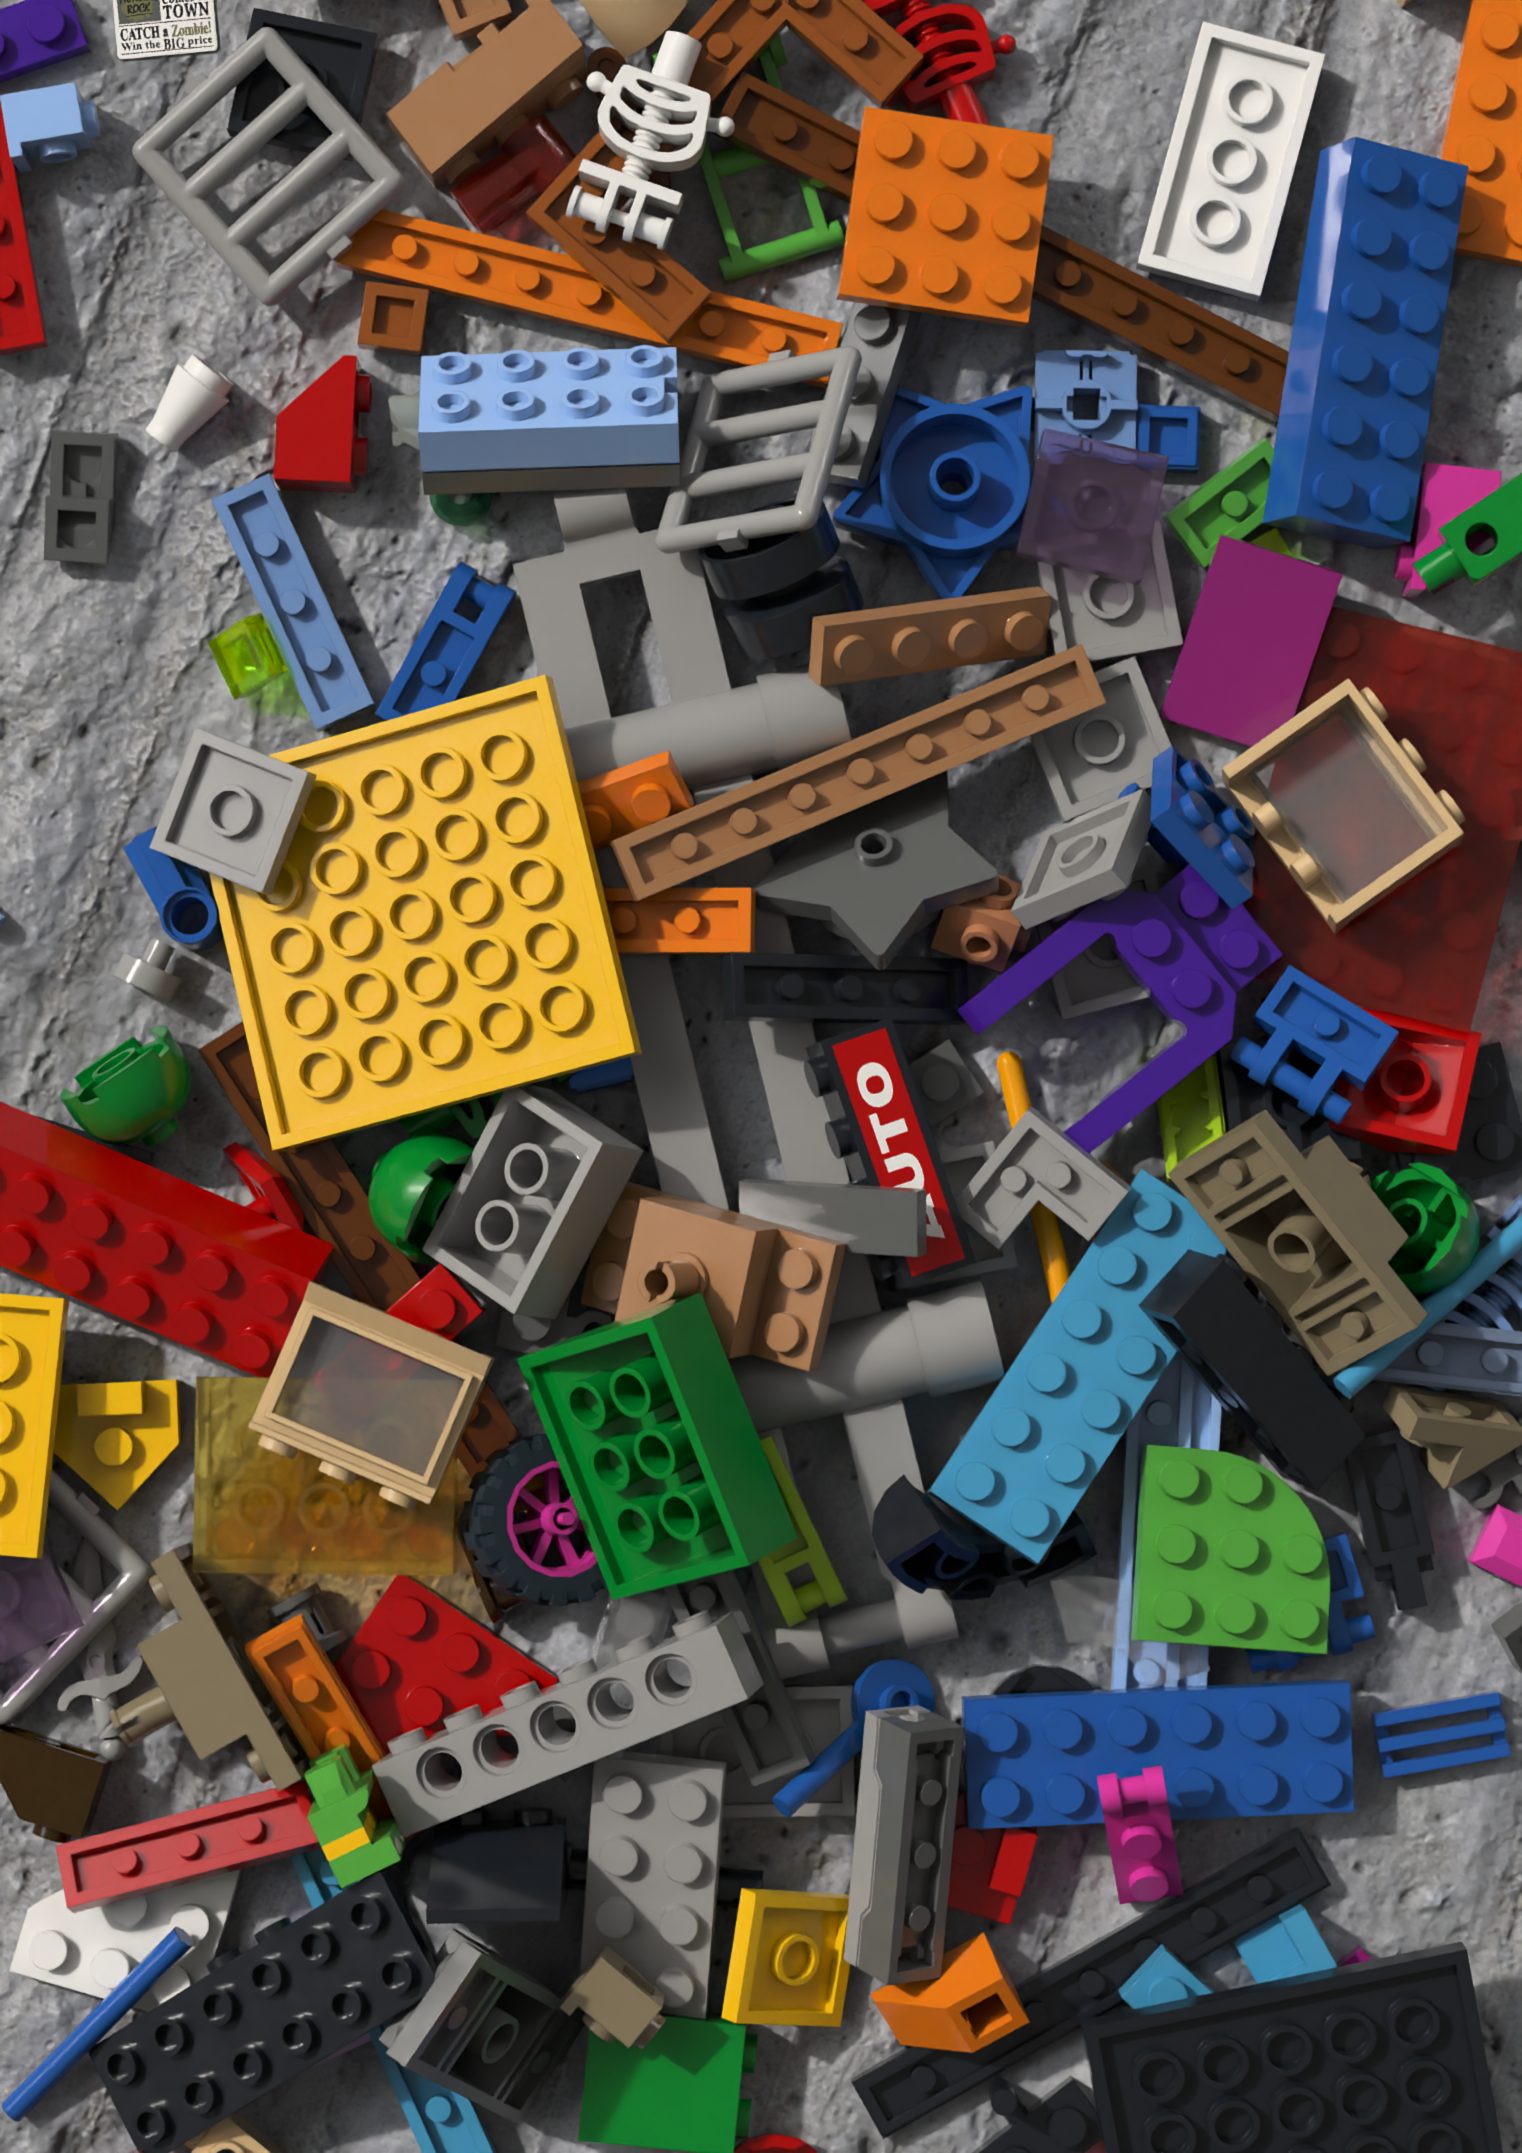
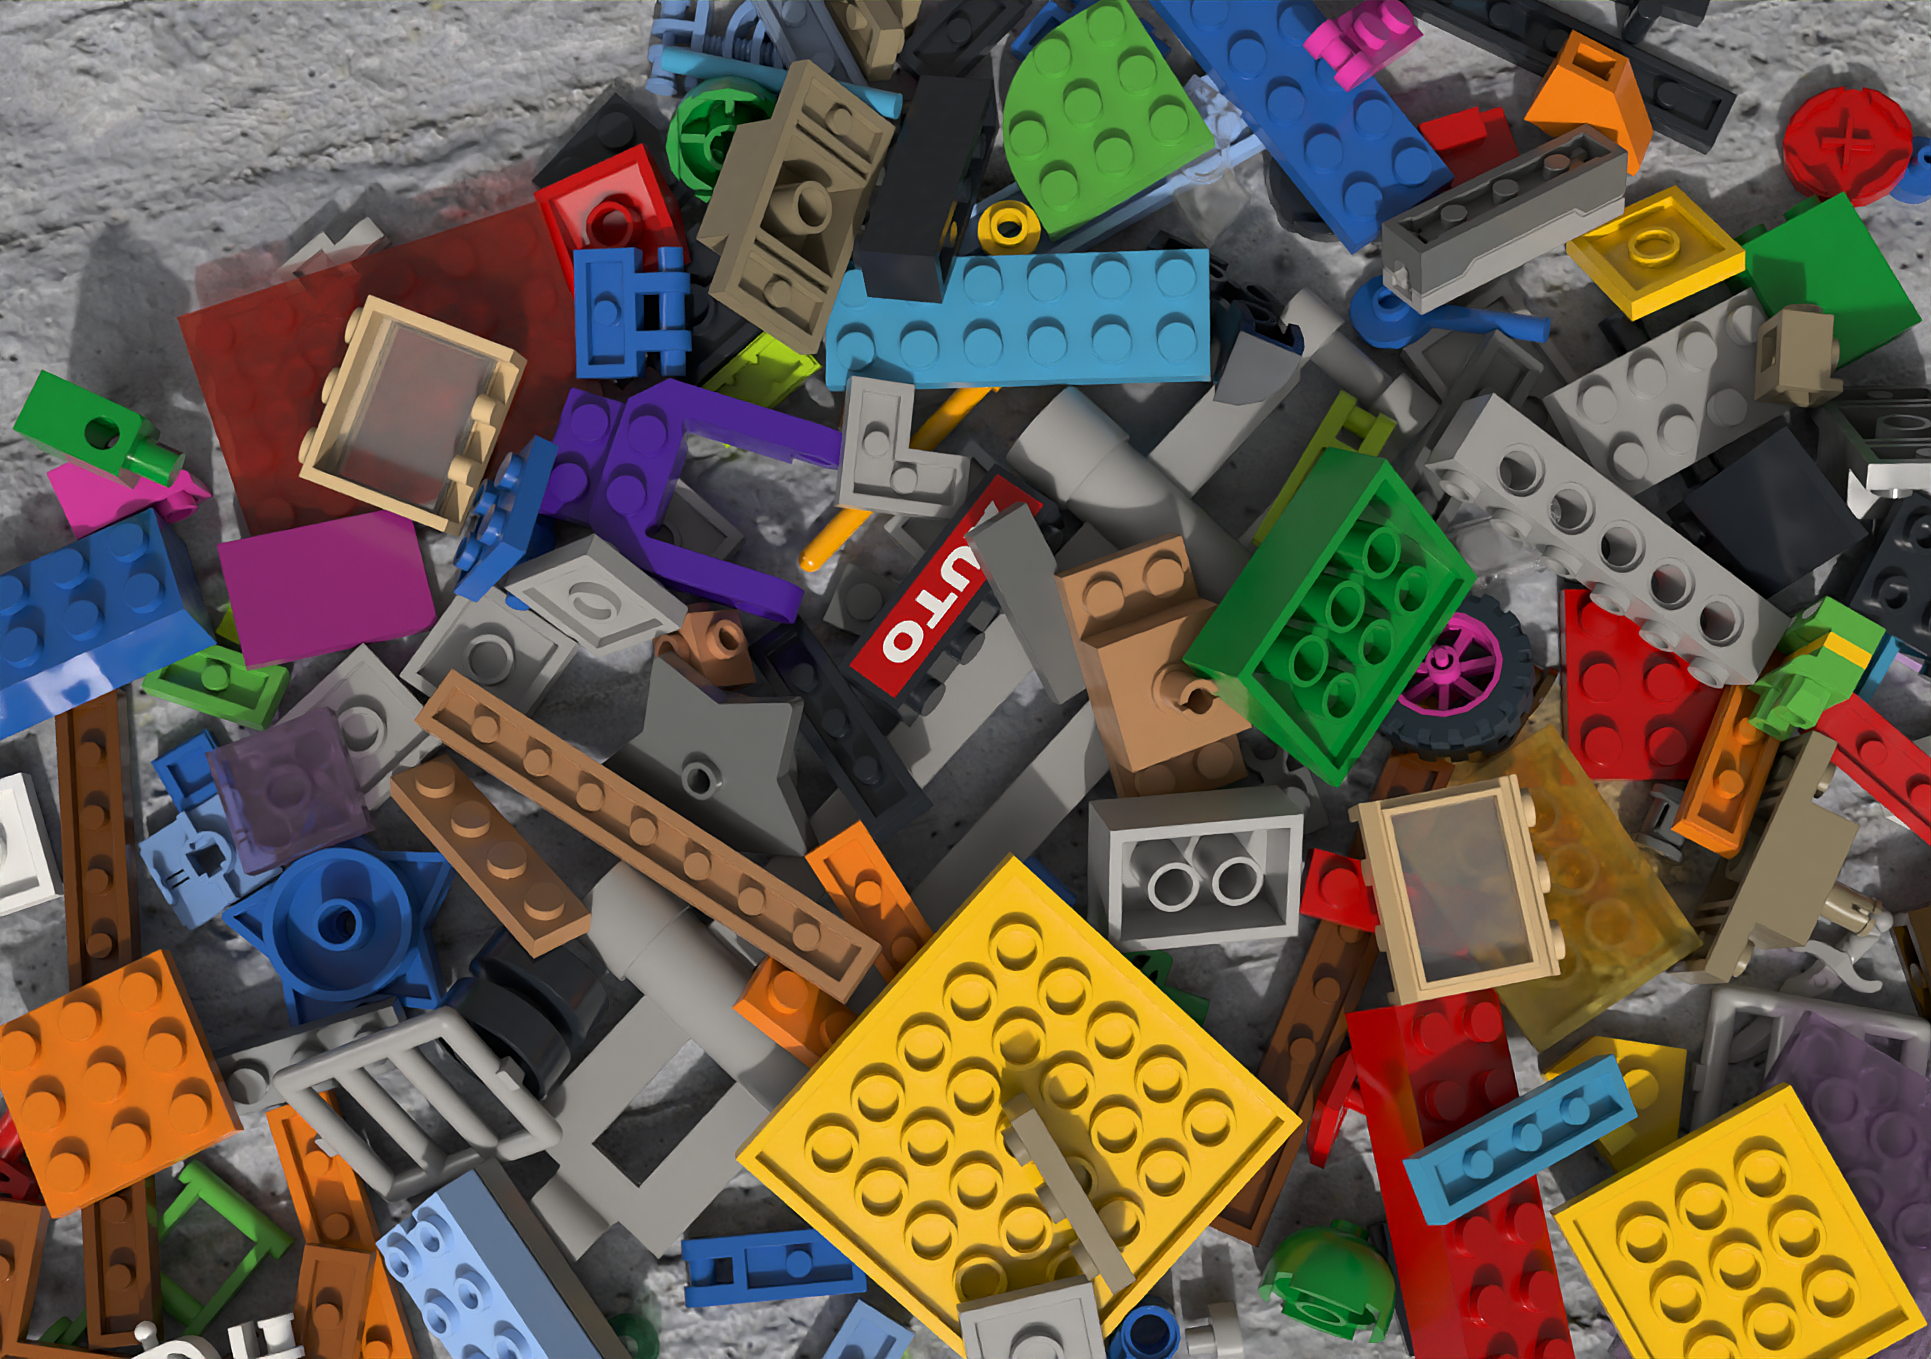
camera: 120 degrees left, 5 degrees down
(141, 1309) = (1519, 1139): none -> dark azure plate
(343, 916) = (1064, 1195): none -> dark tan plate
(413, 1187) = (1249, 977): green cylinder -> none
(1156, 1403) = (1008, 211): none -> yellow plate

